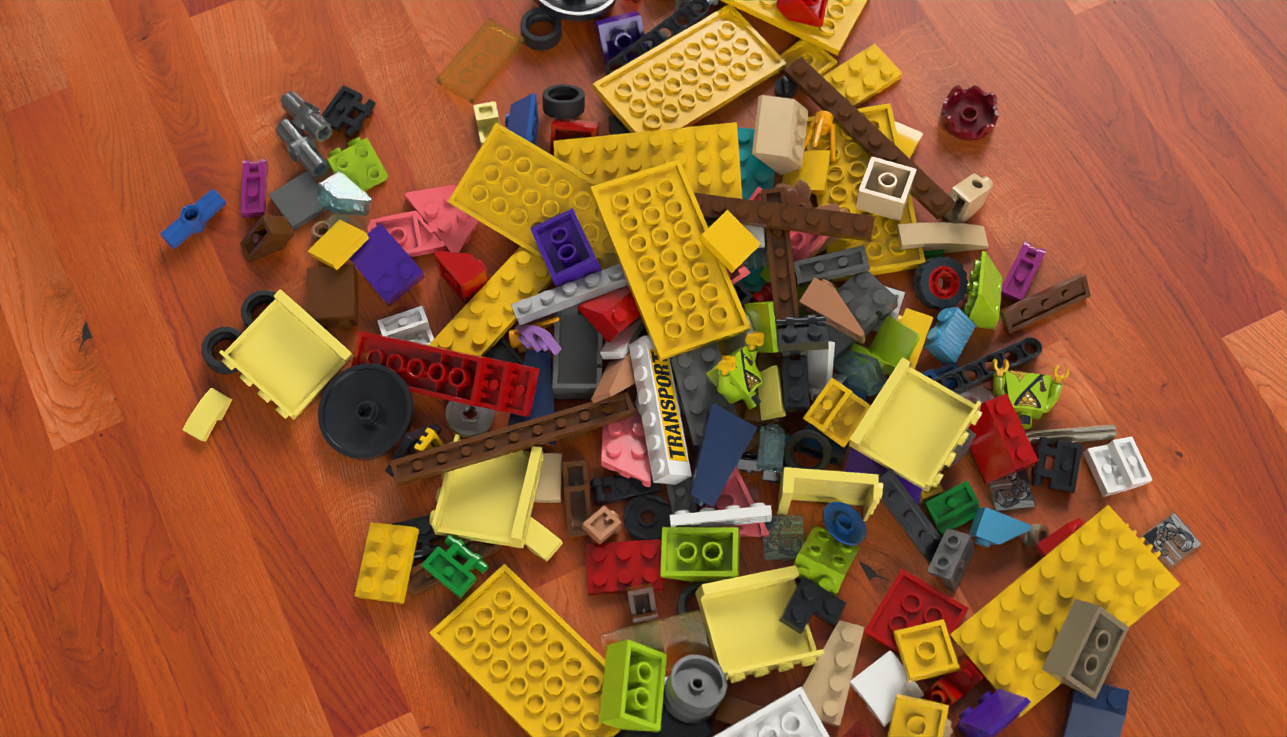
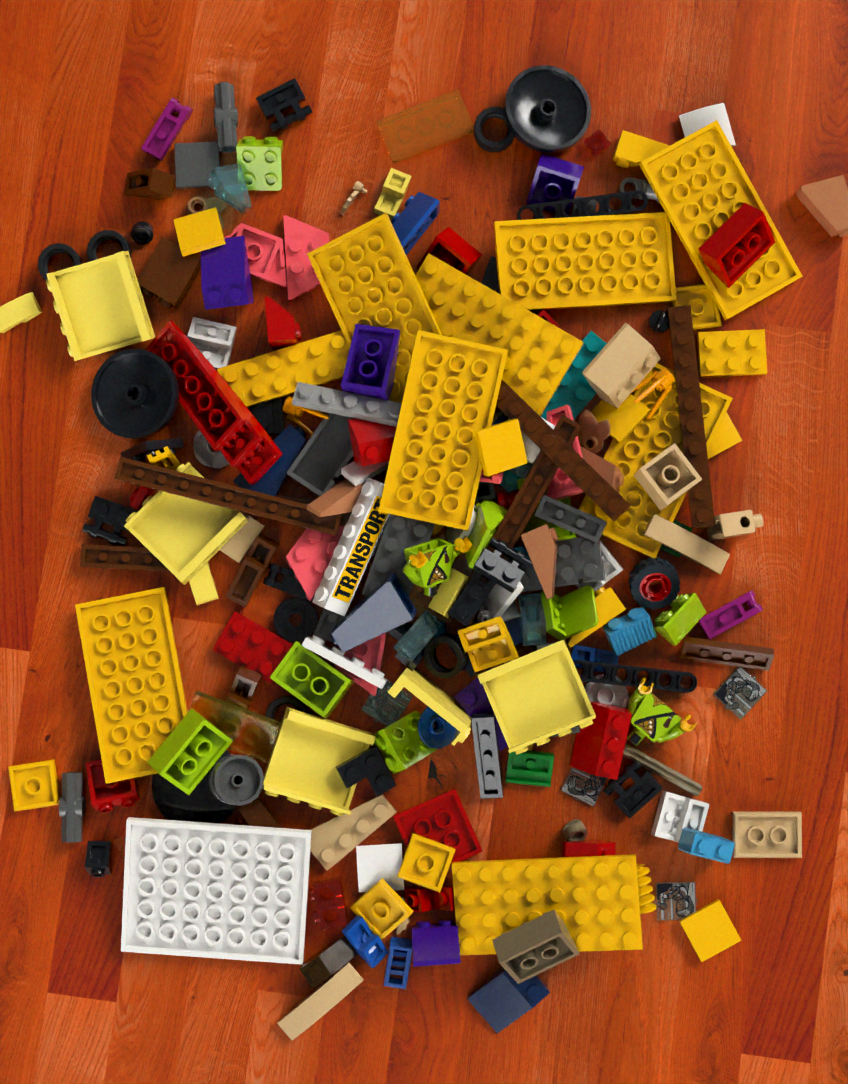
camera: 30 degrees right, 20 degrees up
(203, 210) = (86, 130): blue piece -> none
(285, 279) = (142, 232): none -> black tile
(306, 116) = (245, 90): dark grey piece -> none
(387, 562) = (77, 528): yellow plate -> none
(427, 491) = (139, 496): none -> red bracket
(449, 571) = (117, 568): green plate -> none
(455, 137) = (358, 187): none -> tan piece
(537, 338) = (297, 419): medium lavender slope -> none
(563, 101) = (470, 205): black tyre -> none
(602, 524) = (255, 606): nougat bracket -> none
(952, 558) = (497, 806): flat silver bracket -> none
(971, 100) = (808, 442): dark red plate -> none
(995, 528) = (548, 806): dark azure slope -> none
(1081, 330) = (740, 692): none -> piece
(1158, 468) = (706, 845): none -> dark azure brick
(1200, 431) = (767, 834): none -> tan tile
(1221, 545) = (710, 930): none -> yellow tile

